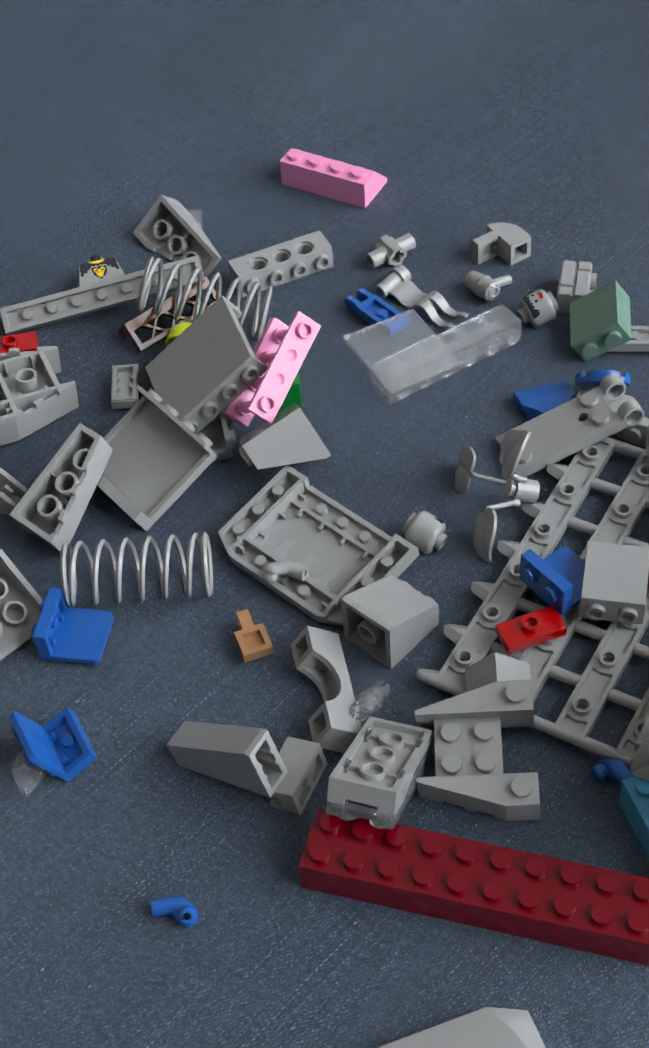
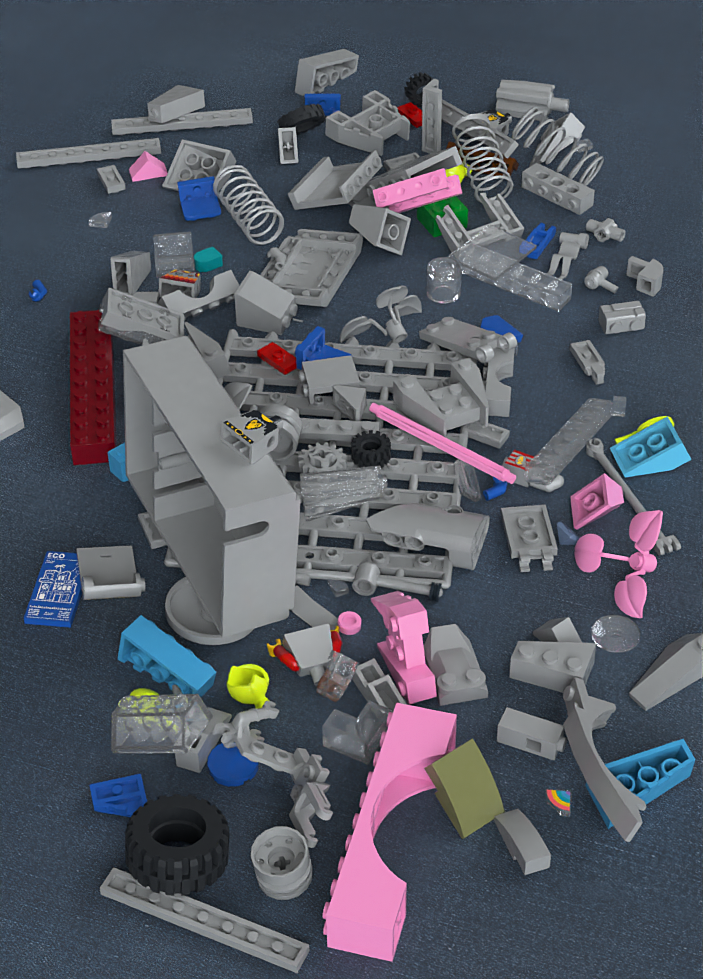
camera: 65 degrees right, 5 degrees down
(57, 747) = (115, 214): blue bracket -> none
(64, 488) = (291, 159): light grey wedge -> none
(76, 231) = (520, 96): none -> light grey piece
(91, 313) = (431, 117): none -> light grey fence
(185, 696) = (173, 252): none -> clear panel
(196, 232) = (554, 152): none -> light grey piece
(221, 660) = (208, 260): none -> teal piece
(252, 639) = (229, 263): medium nougat plate -> none
(284, 702) = (180, 280): none -> light grey torso
(330, 178) = (669, 185): bright pink slope -> none
(348, 374) = (498, 212): none -> light grey wedge
(369, 700) = (198, 313): clear pin -> none
(425, 531) = (344, 306): light grey head -> none
(427, 415) = (443, 280): none -> clear piece
(495, 668) = (235, 353): light grey slope -> none
(538, 308) = (586, 305): light grey head -> none
(594, 377) = (524, 344): blue tile -> none
(600, 321) = (583, 330): sand green brick -> none

